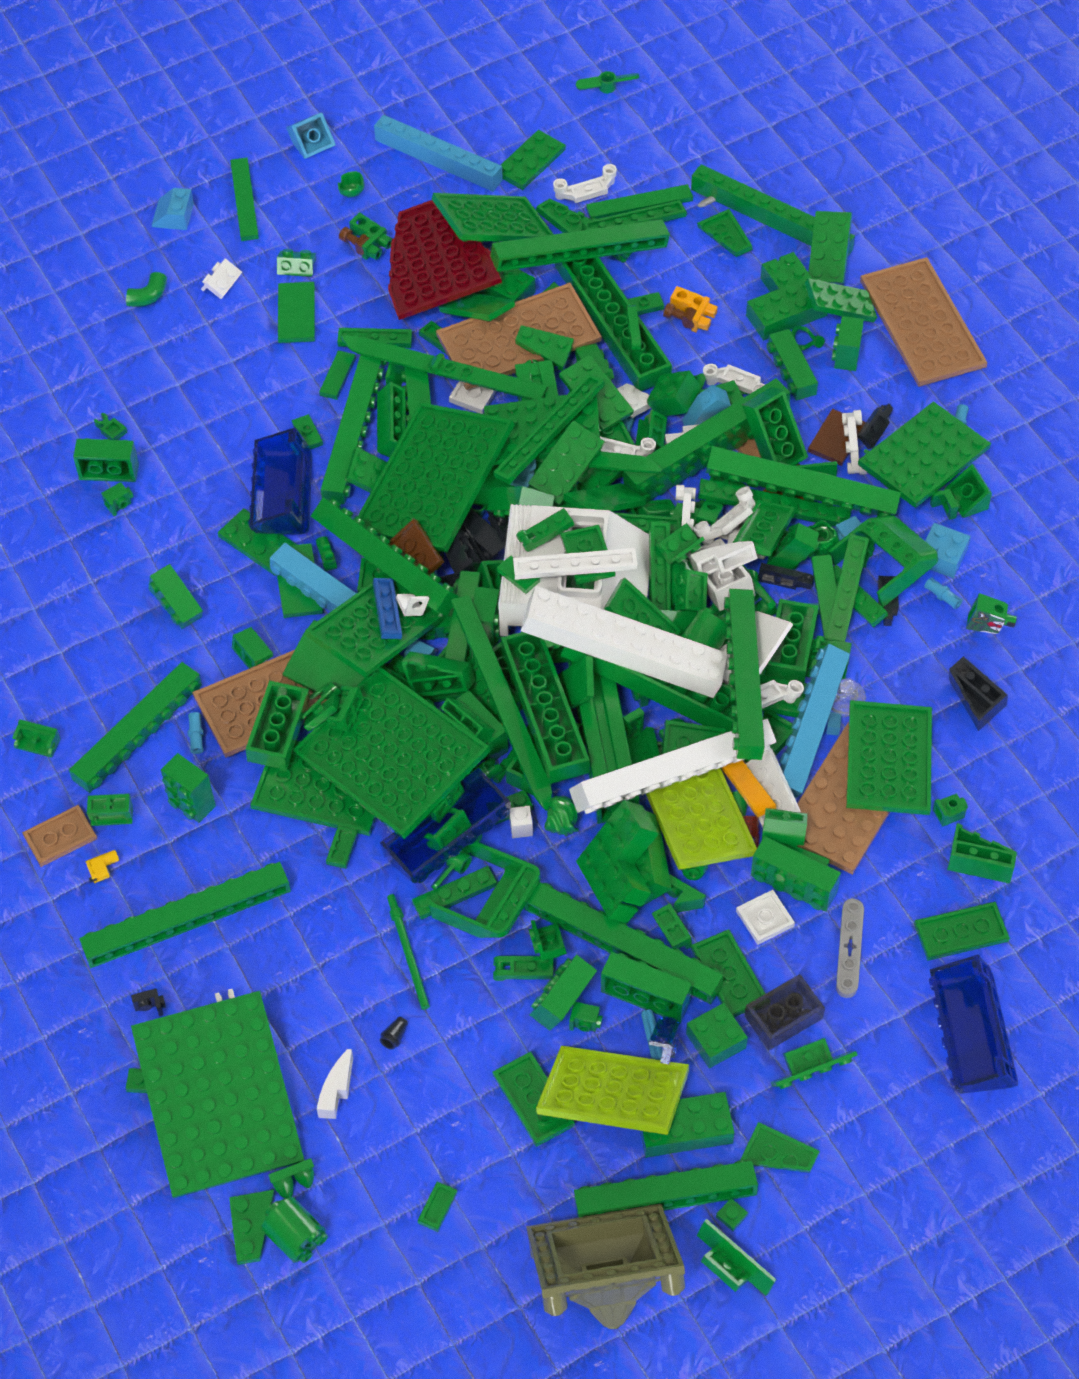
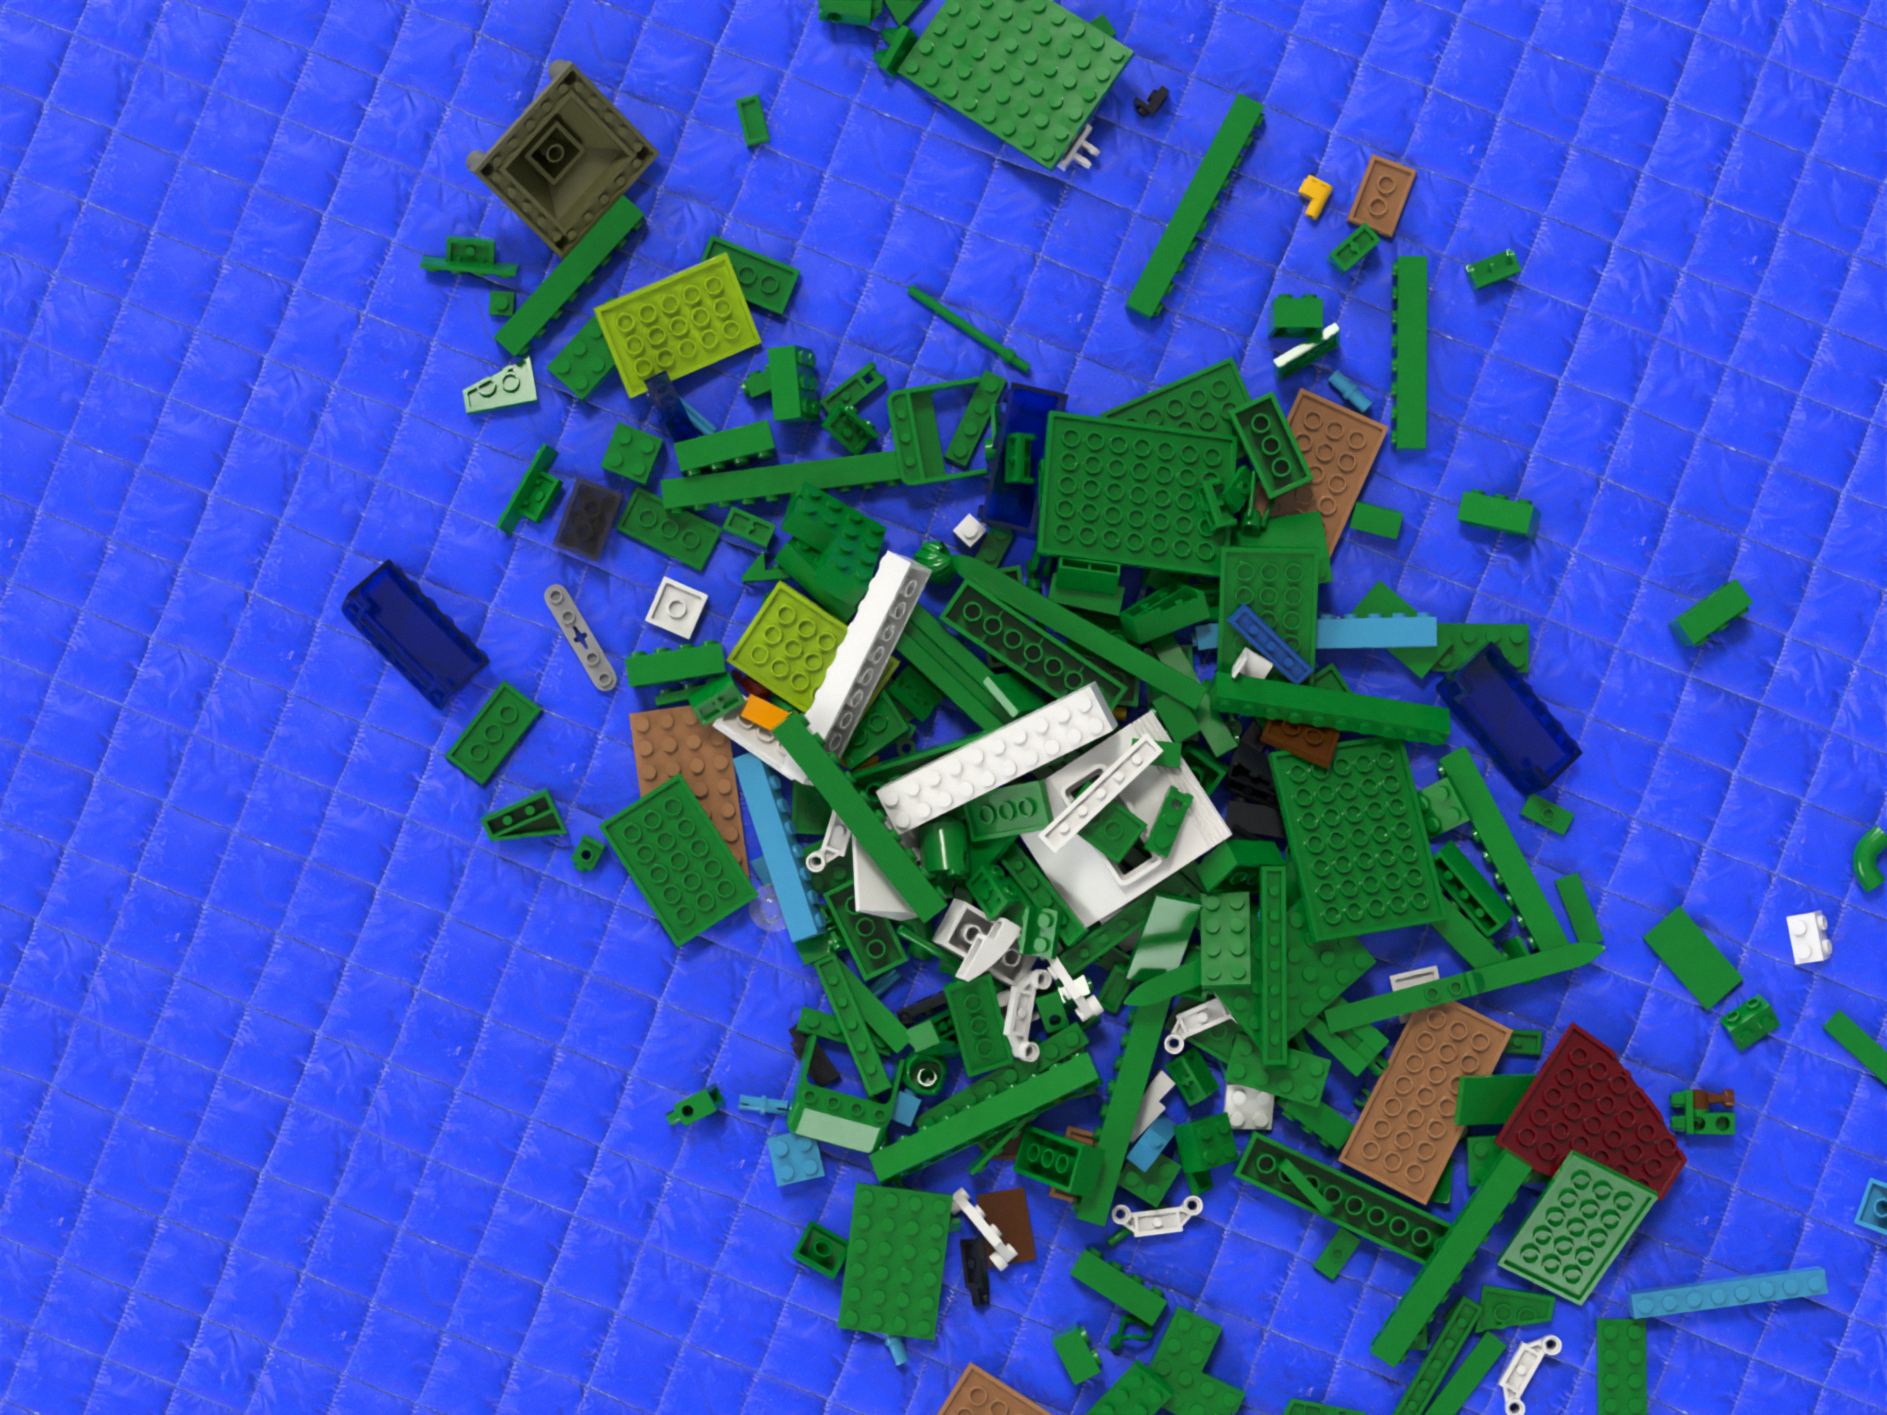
camera: 145 degrees right, 30 degrees up
(110, 429) = (1746, 662): green plate -> none
(117, 498) = (1662, 584): green brick -> none
(214, 768) = (1307, 352): none -> green tile
(326, 553) = (1402, 684): green bar -> none
(335, 1086) = (923, 153): white slope -> none
(342, 847) = (1113, 382): green plate -> none
(351, 184) = (1782, 1172): green hair -> none
(393, 1033) = (915, 241): black cone -> none
(395, 337) = (1579, 985): green plate -> none
(545, 344) = (1383, 1099): green wing -> none
(634, 723) = (944, 711): green plate -> none
(693, 308) = (1273, 1281): light orange hips -> none
(947, 500) = (829, 1222): green bracket -> none
(977, 692) = (649, 1003): black wedge -> none

